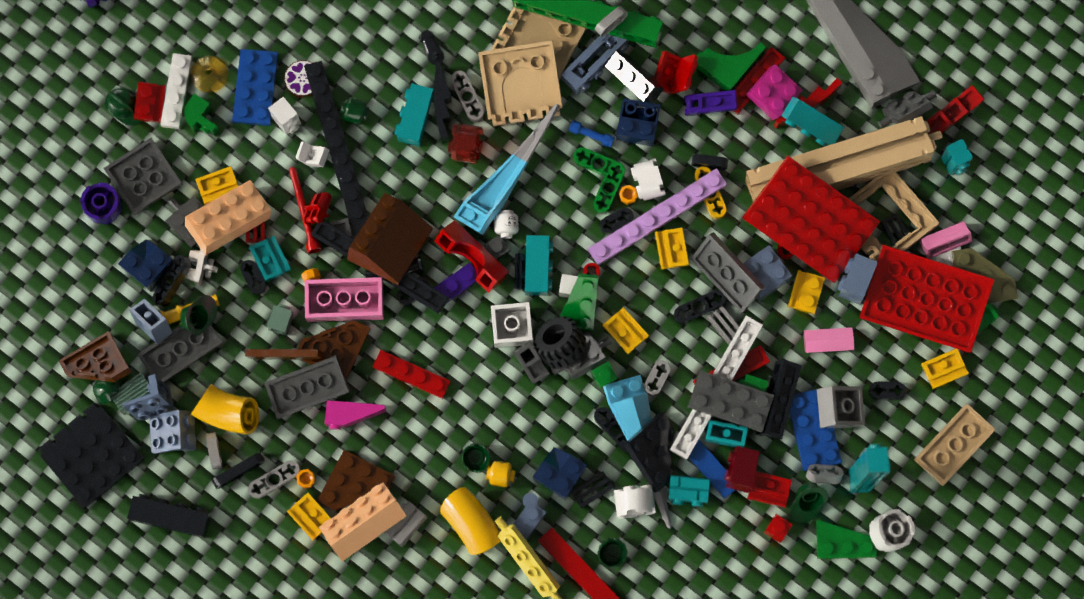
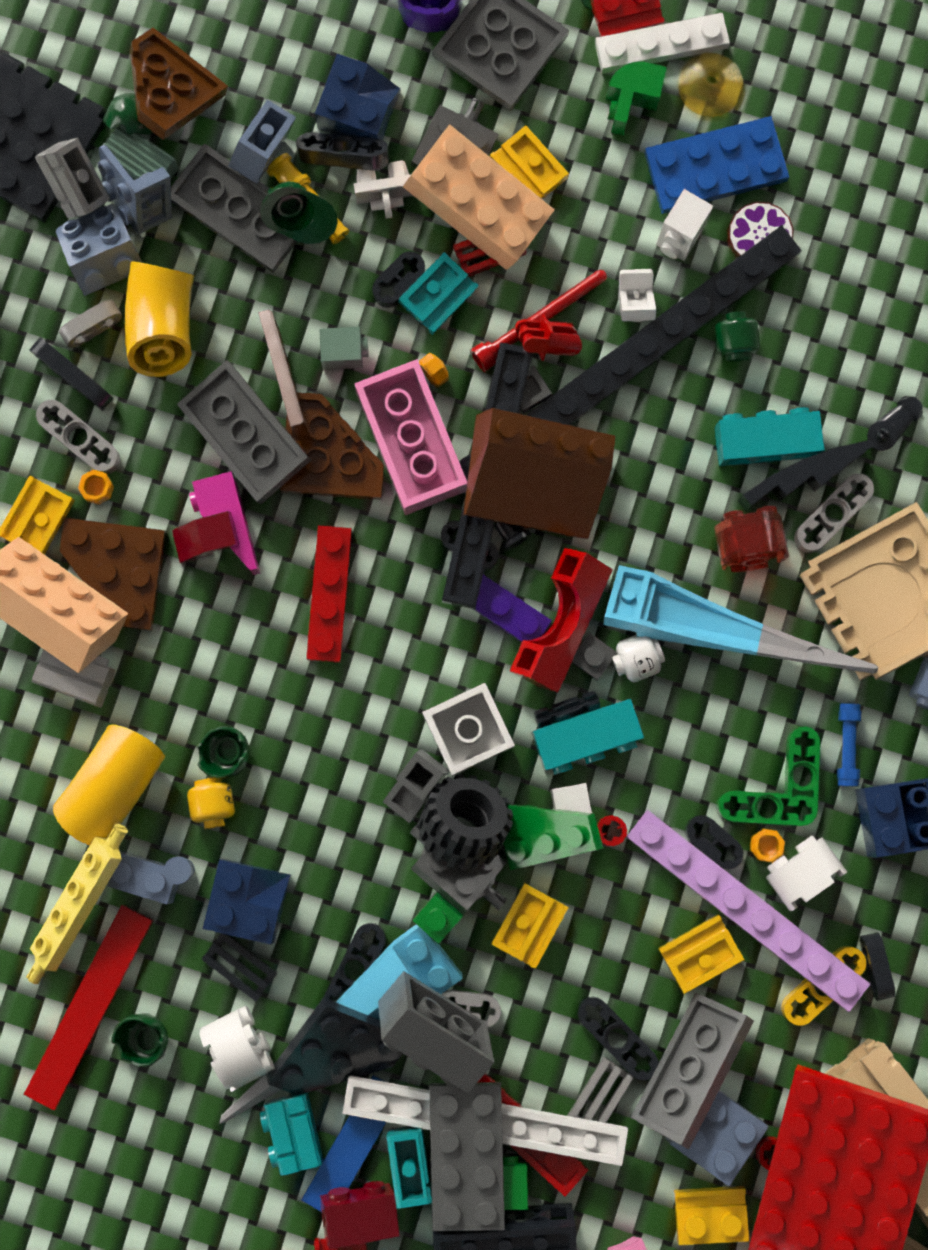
camera: 65 degrees right, 5 degrees up
(131, 430) = (72, 178): none -> light grey brick
(356, 428) = (205, 536): none -> dark red slope
(661, 394) = (435, 1032): none -> dark grey brick

